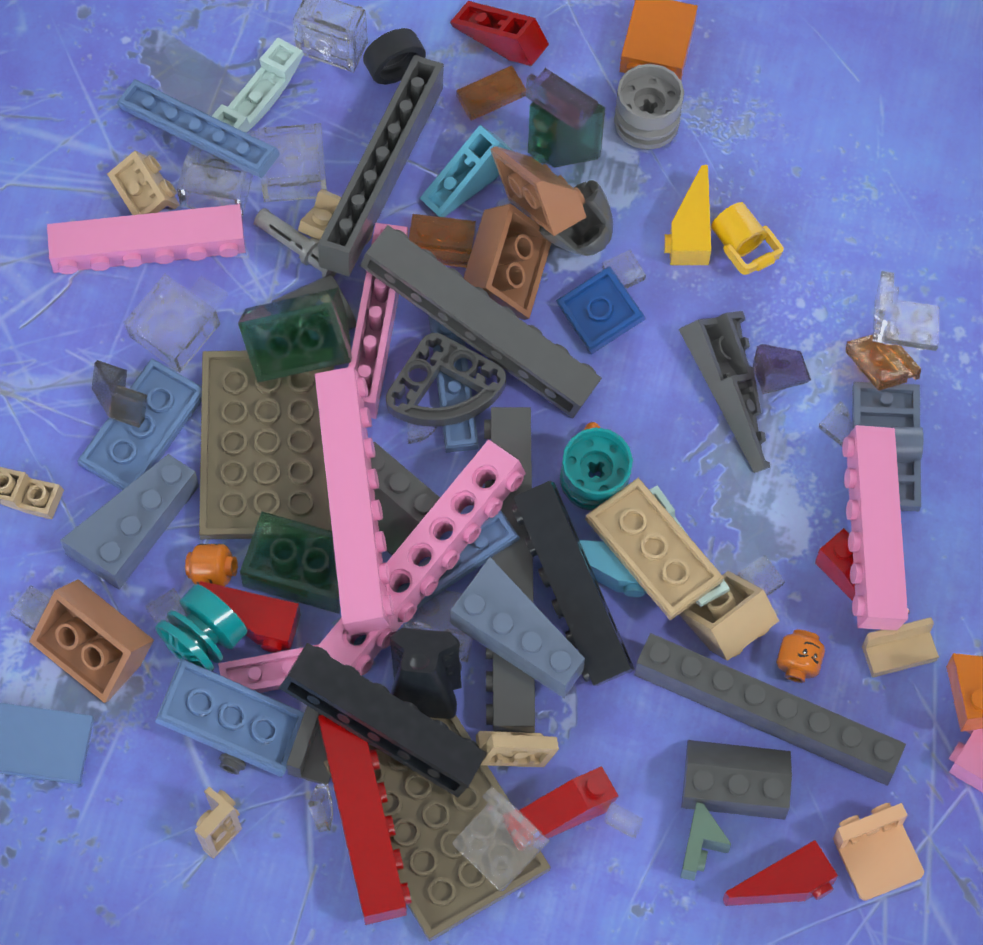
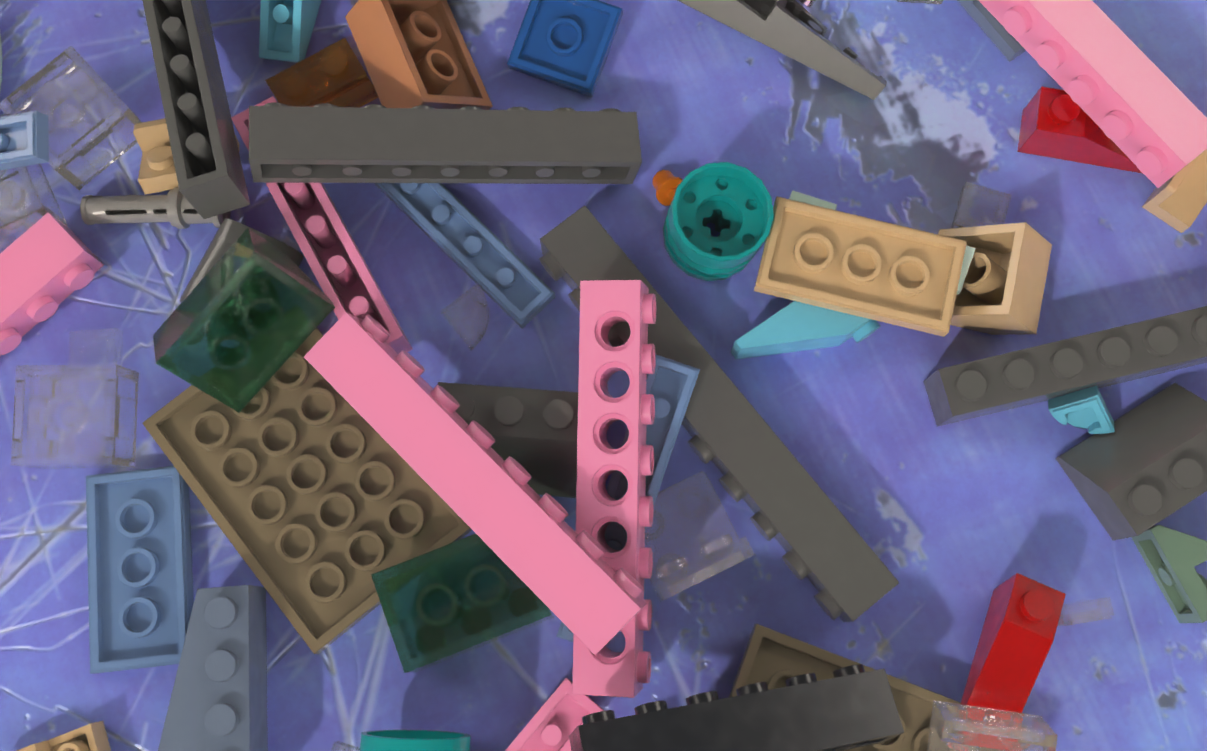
camera: 35 degrees left, 10 degrees up
(116, 399) = (82, 563): clear smoke slope -> none
(211, 564) = (358, 681): orange head -> none
(267, 619) = (466, 702): red slope -> none
(426, 670) = (725, 623): black piece -> none
(444, 363) = (441, 226): dark grey beam -> none
(514, 628) = (786, 485): sand blue wedge -> none
(516, 748) = (893, 624): tan bracket -> none
(572, 582) = (807, 378): black brick -> none
(722, 724) = (1083, 410): none -> medium azure tile
(800, 655) = (1105, 266): orange head -> none

